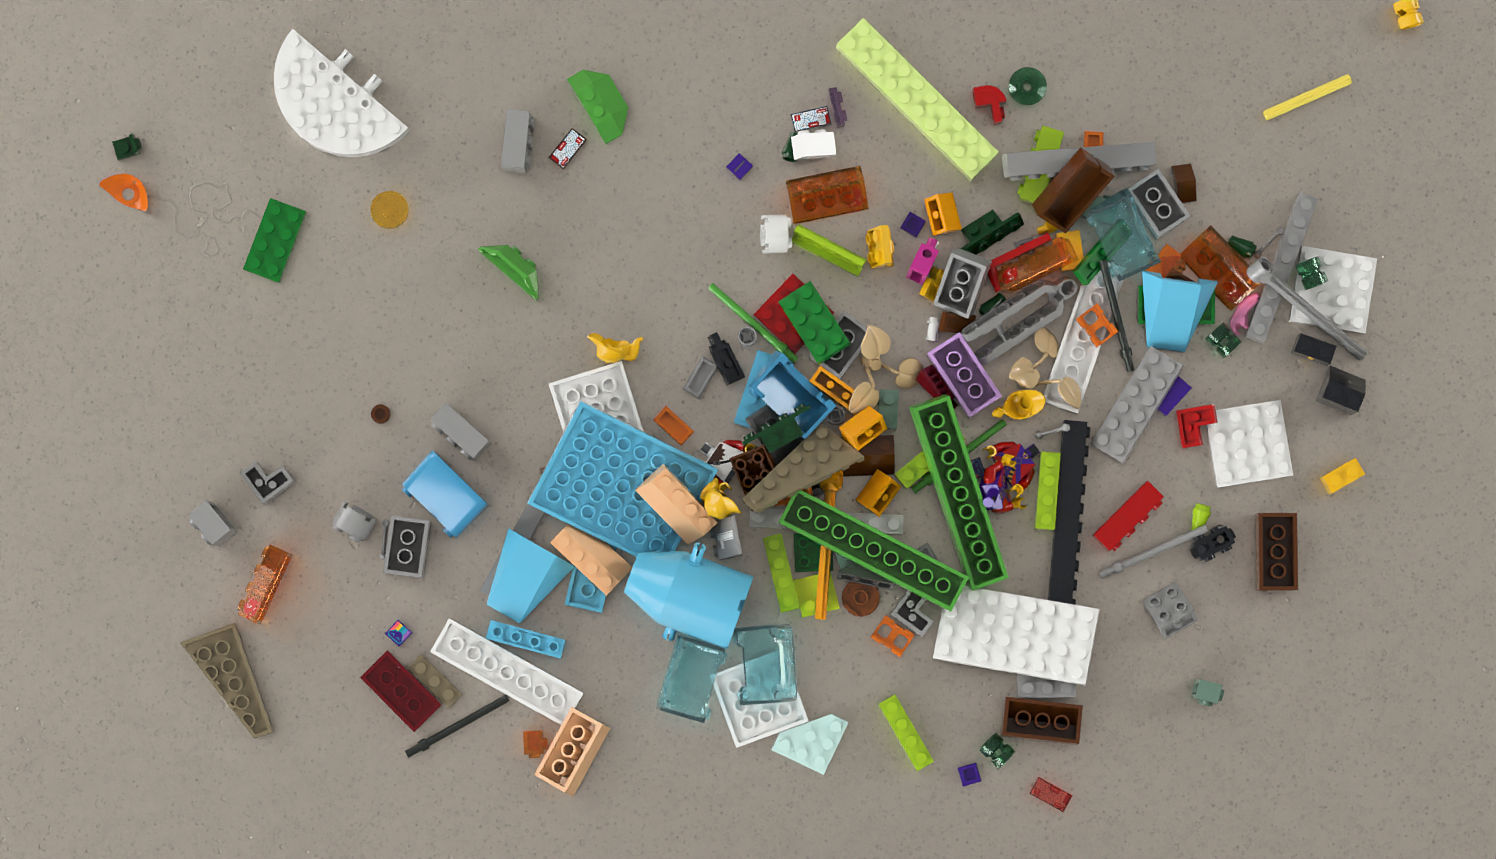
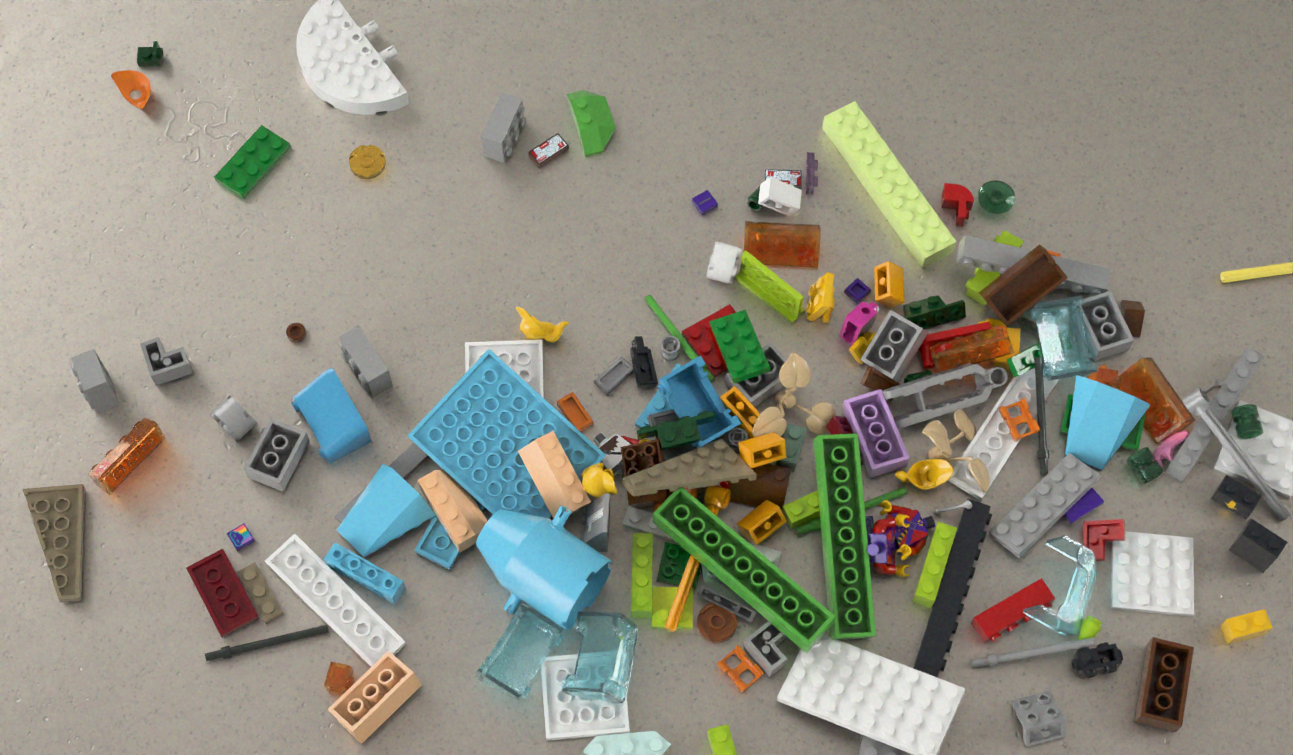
camera: 15 degrees right, 20 degrees down
(514, 266) = (465, 233): bright green wedge -> none
(933, 332) = (854, 387): white pin -> none
(1187, 465) = (1071, 613): none -> clear light blue windscreen
(1243, 247) = (1182, 387): dark green cone -> none

